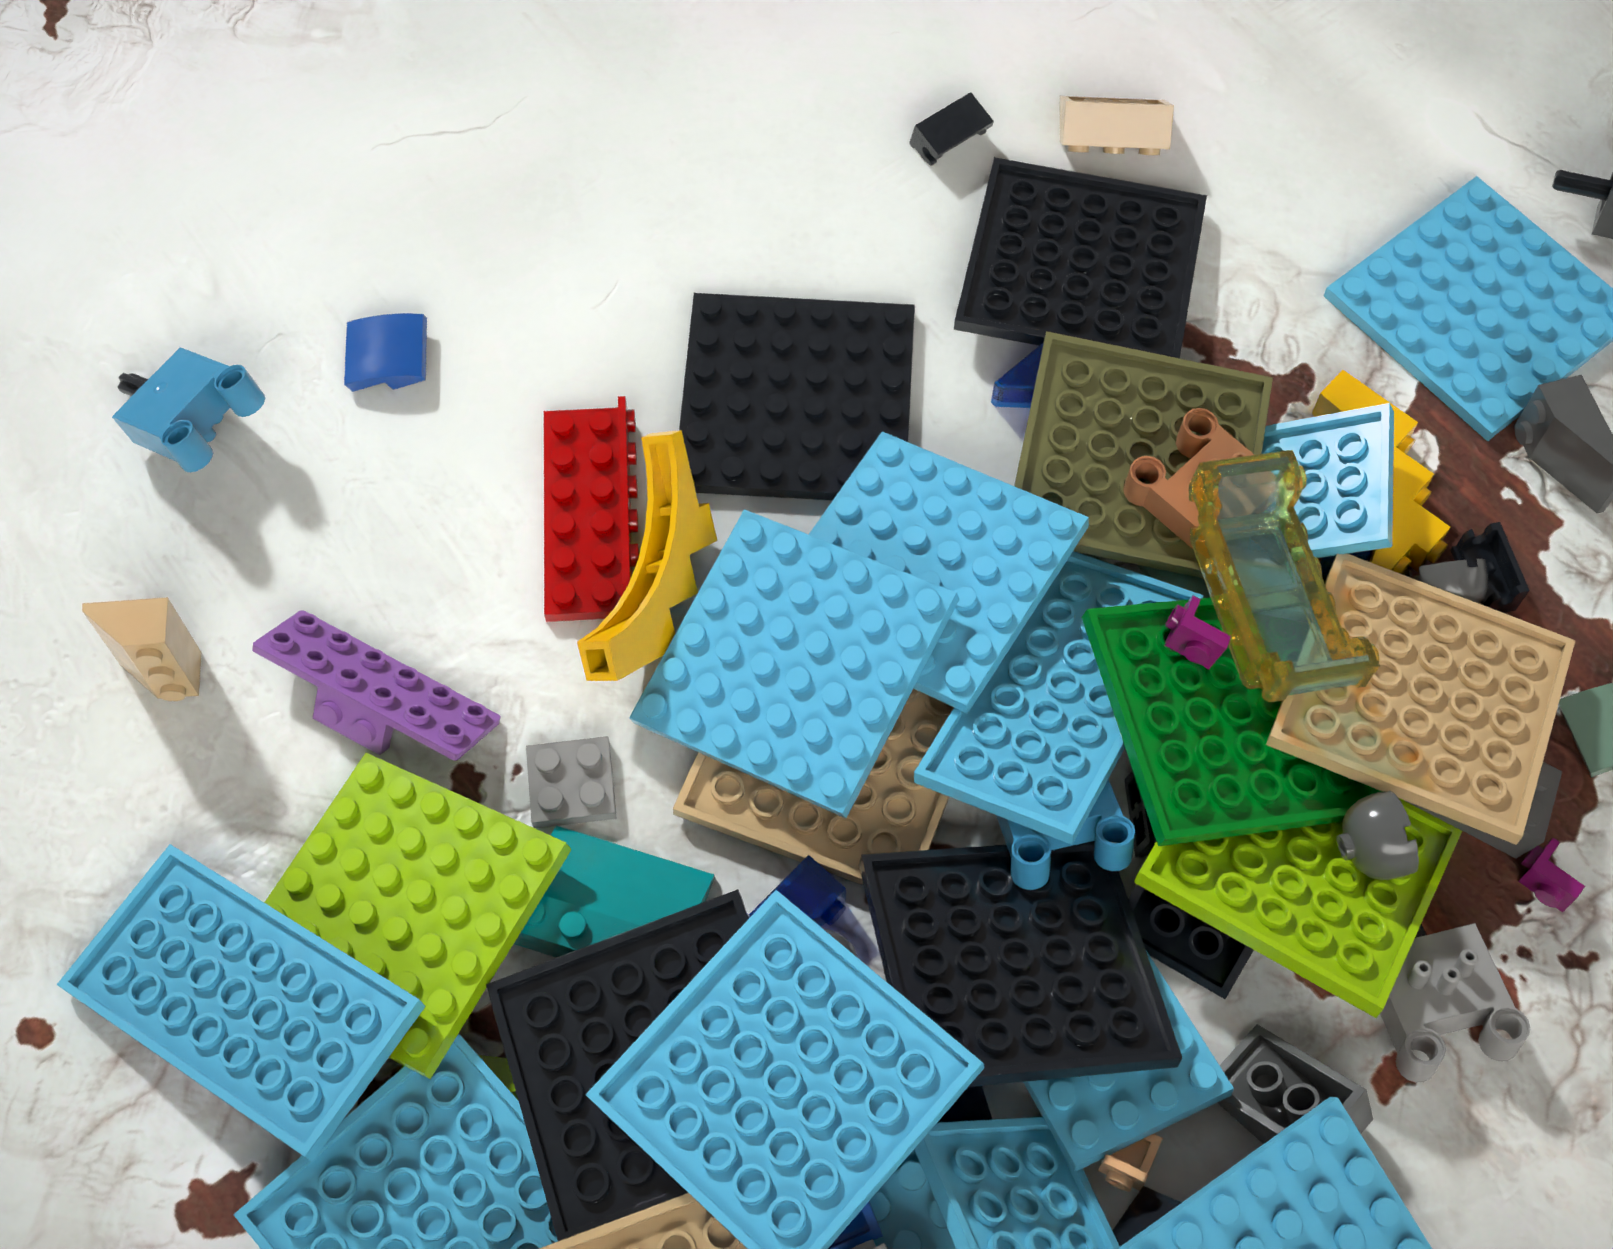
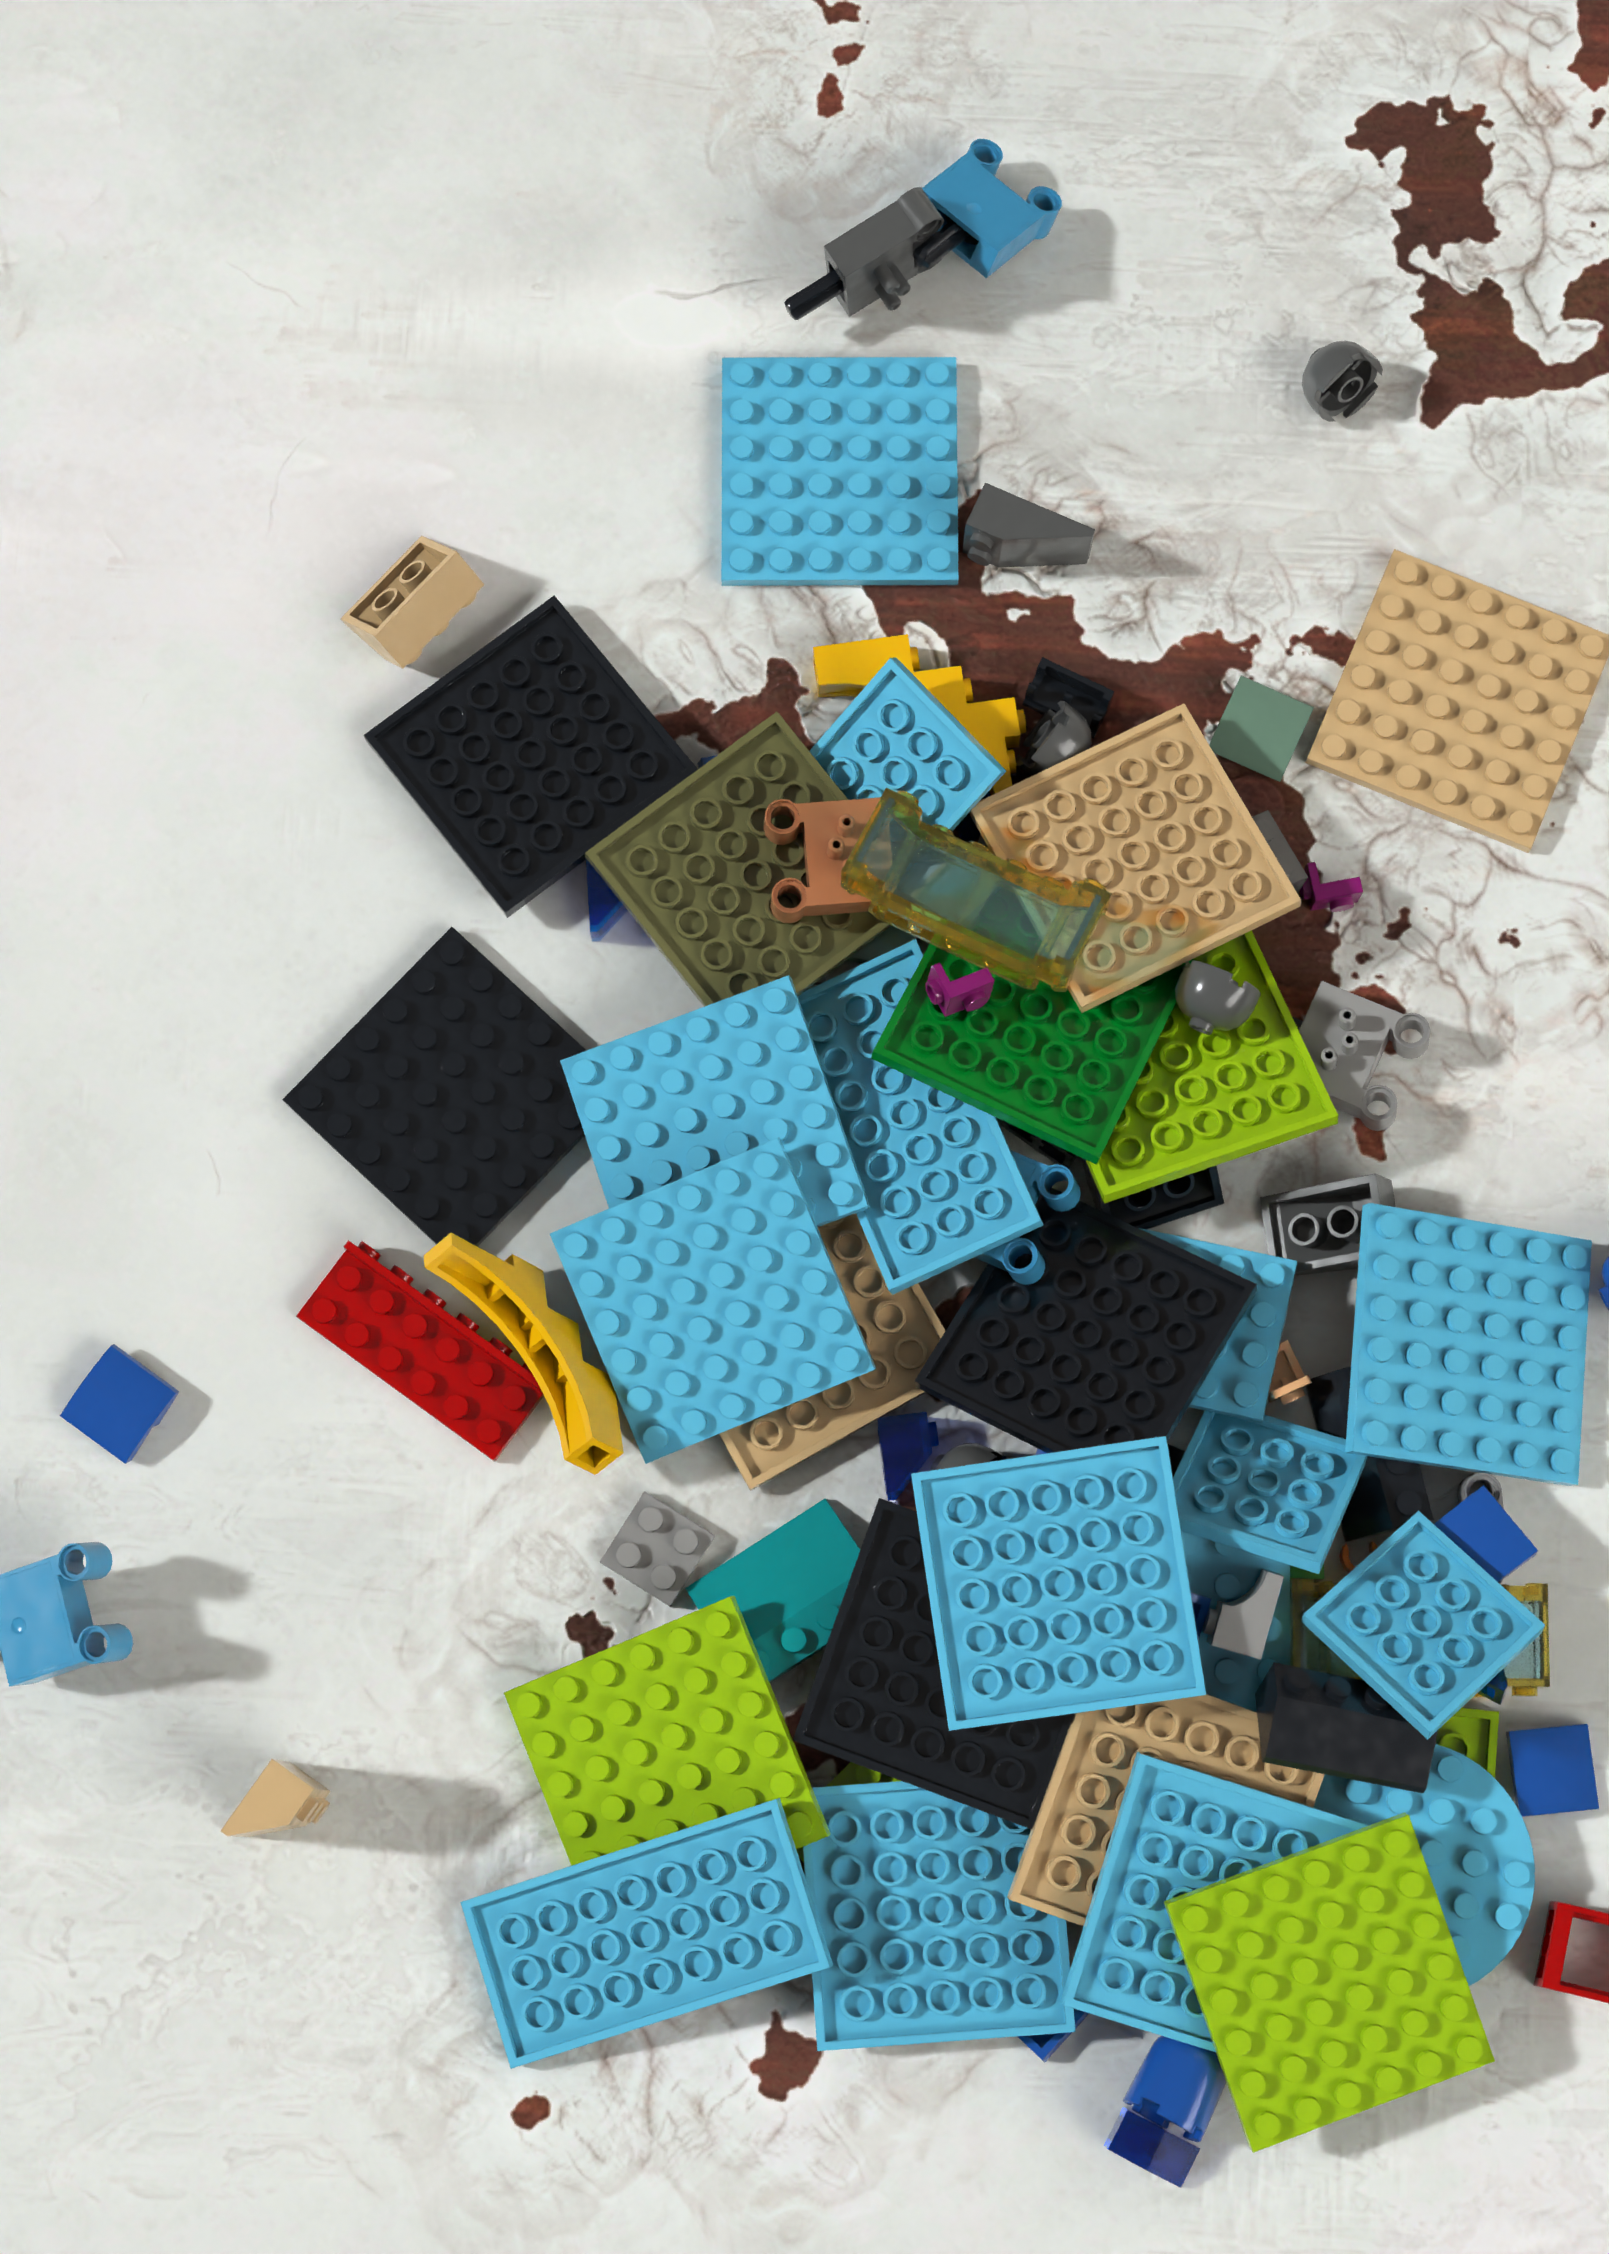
camera: 50 degrees left, 15 degrees up
(371, 693) = (450, 1648): medium lavender bracket -> none
(950, 128) = (303, 745): black hinge -> none

